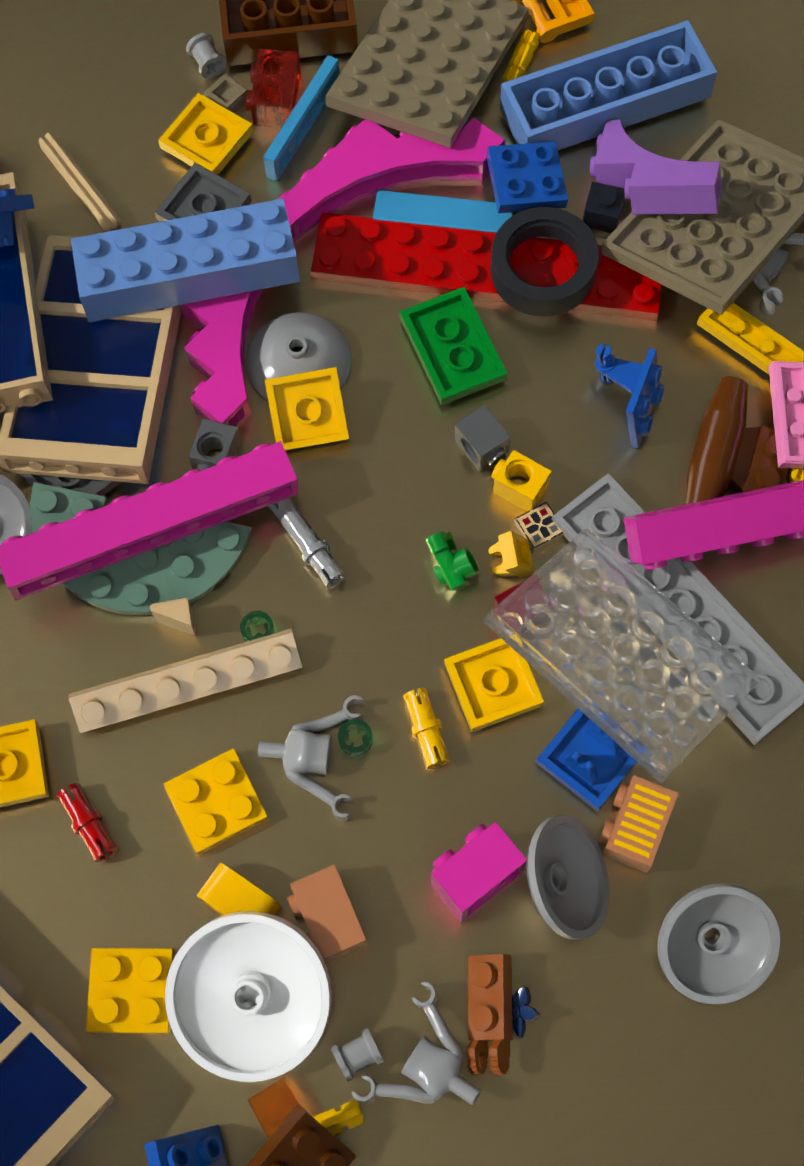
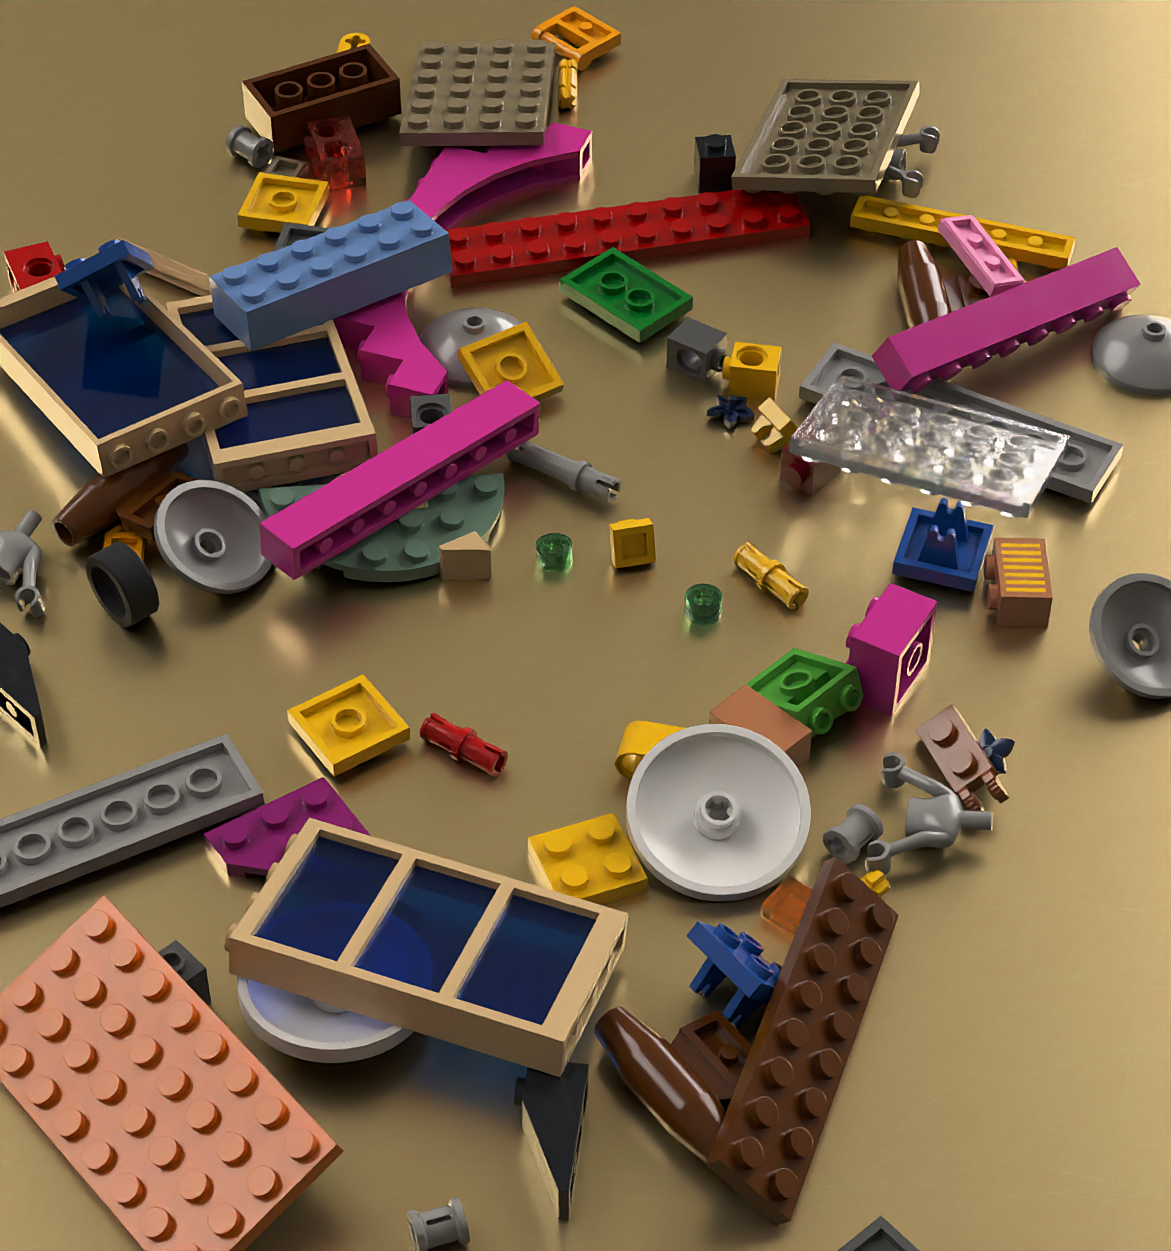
camera: 25 degrees left, 25 degrees down
(185, 681) = (502, 606): tan plate -> none
(215, 801) = (589, 693): yellow plate -> none
(300, 120) = (377, 164): dark azure tile -> none
(311, 752) = (666, 623): light grey piece -> none
(322, 648) = (632, 542): none -> yellow tile
(386, 881) = (810, 688): none -> bright green plate
(438, 211) = (556, 203): dark azure tile -> none
(453, 566) = (722, 449): green plate -> none
(485, 515) = (732, 409): none -> dark blue plant
(492, 684) = (816, 523): yellow plate -> none
(526, 176) = (630, 152): blue plate -> none
(538, 527) = (793, 403): tile -> none
(544, 223) = (682, 231): black tyre -> none
(568, 877) = (974, 629): light grey dish -> none
(618, 82) = (666, 79): medium blue brick -> none
(640, 381) = (821, 266): blue plate -> none
(654, 181) = (755, 118): medium lavender arch -> none

